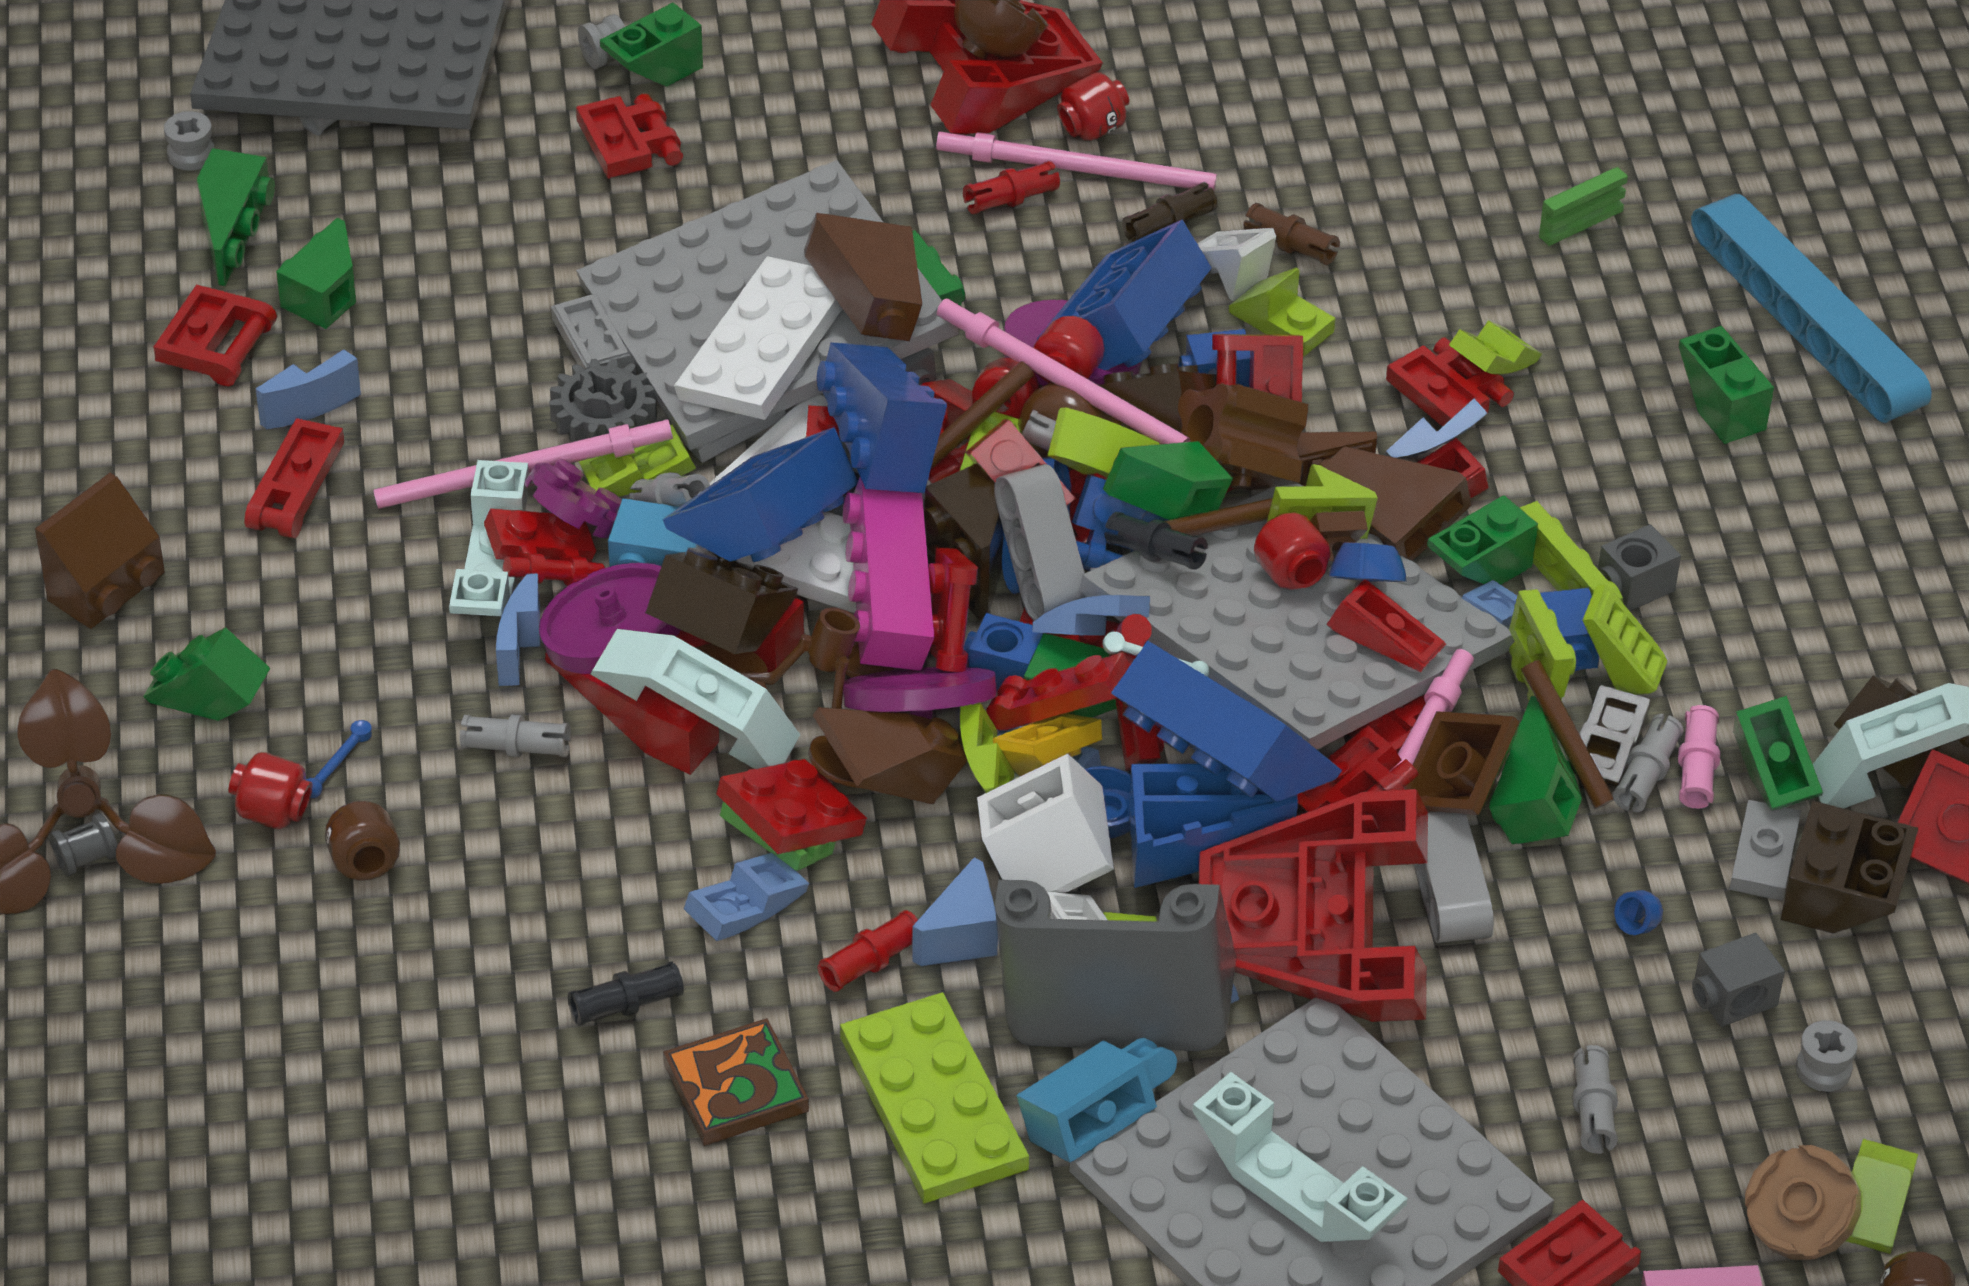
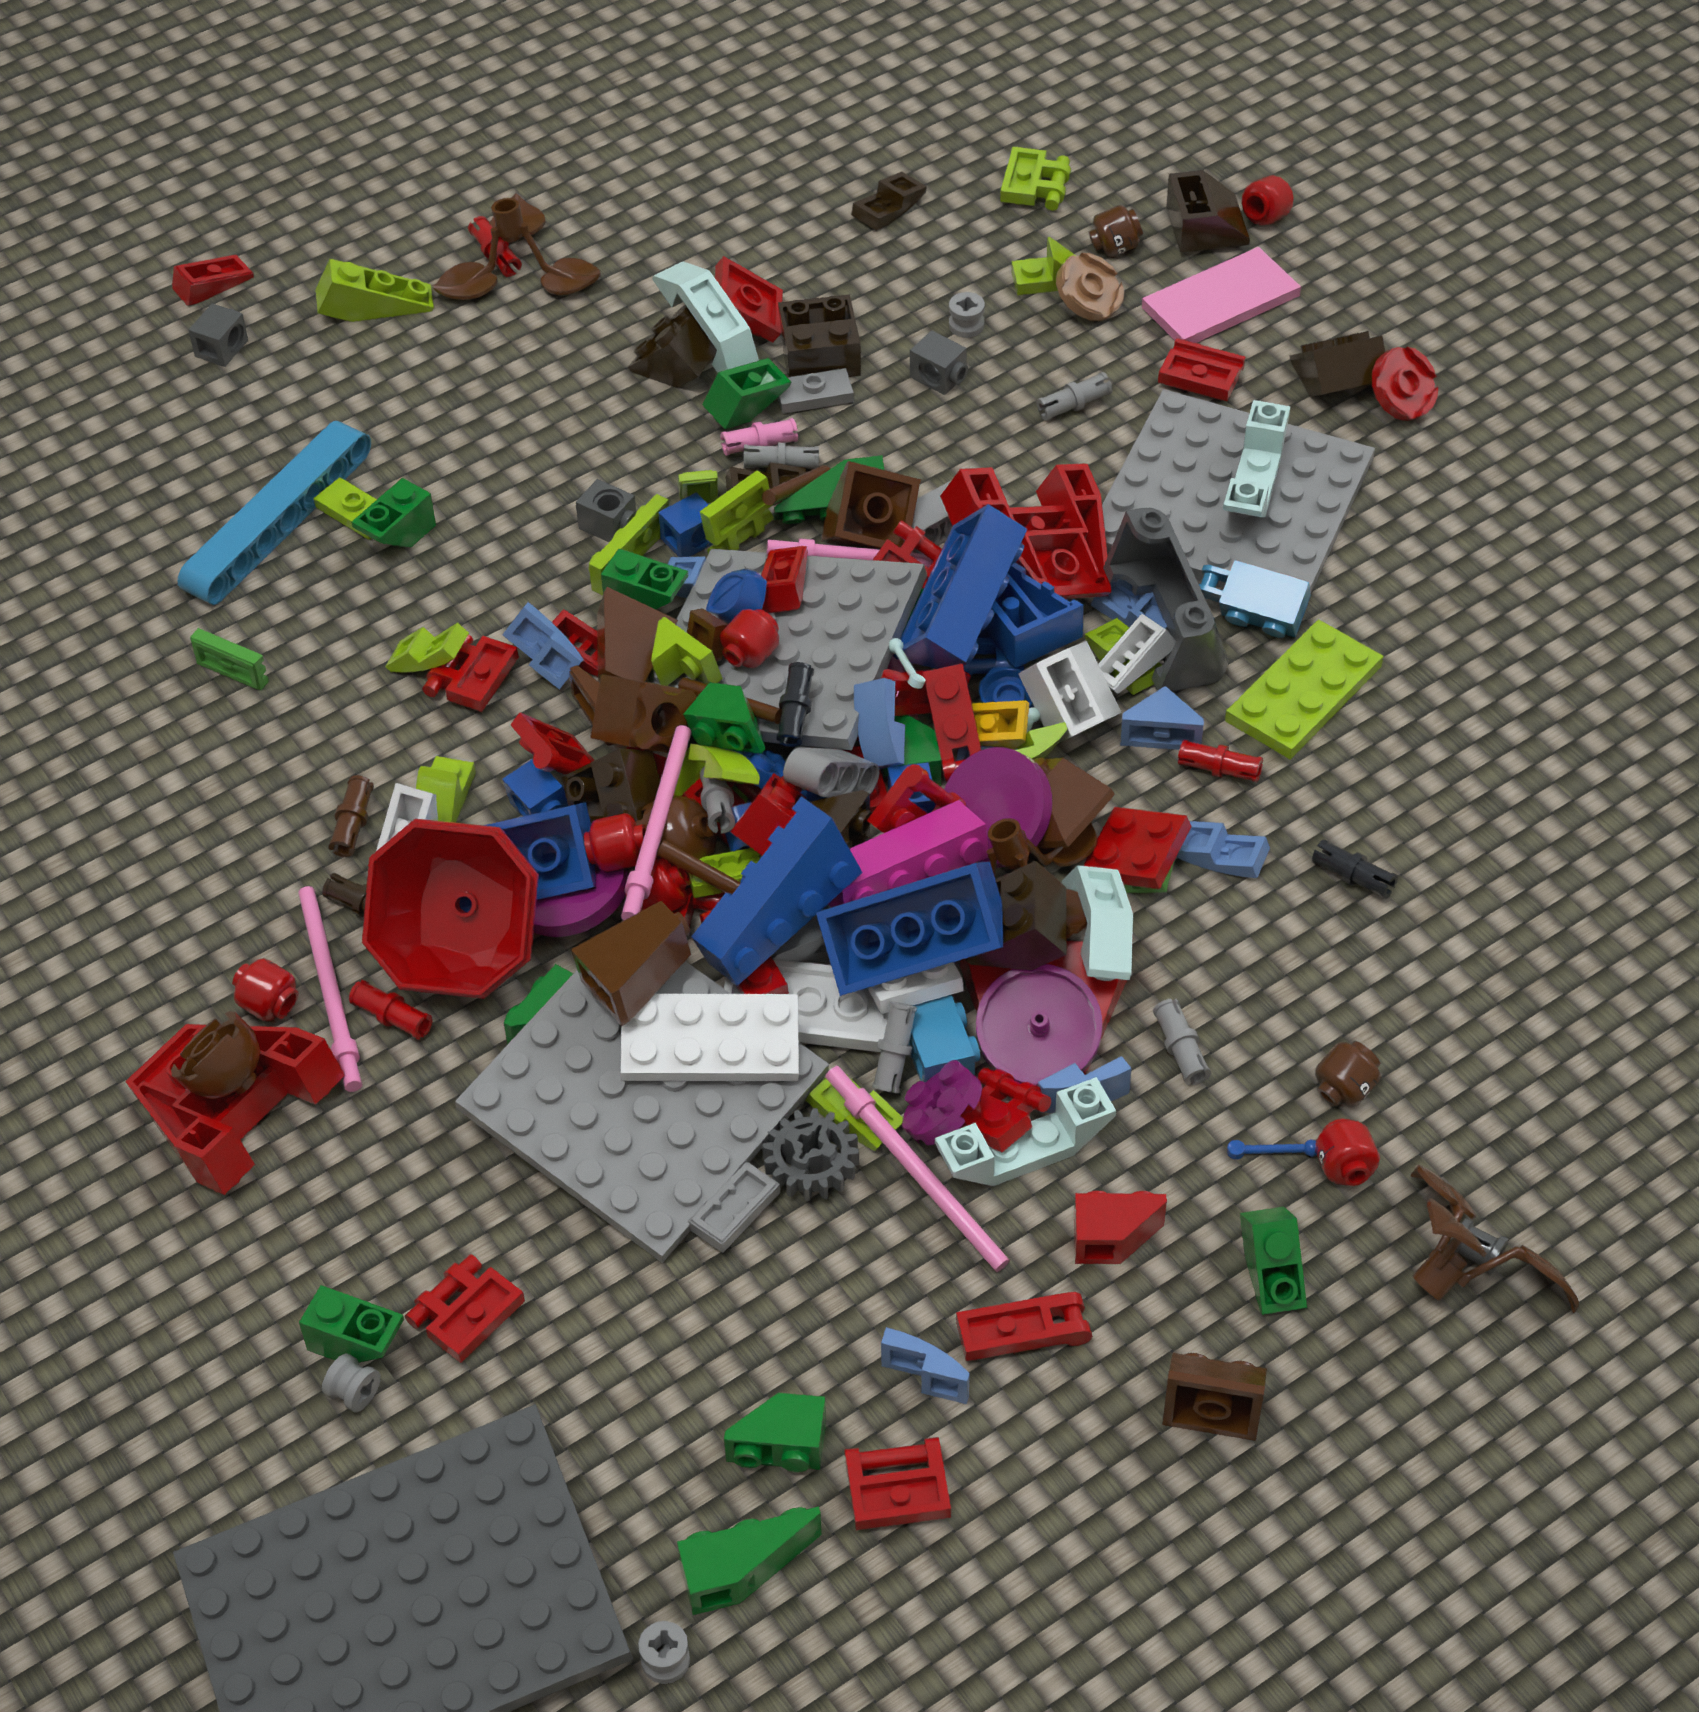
camera: 115 degrees left, 5 degrees up
(345, 578) = (1115, 1224): none -> red slope
(735, 1081) = (1372, 787): tile -> none
(1065, 214) = (416, 915): none -> red rock
(1633, 907) = (911, 423): blue hinge -> none
(1799, 373) = (343, 502): none -> lime plate

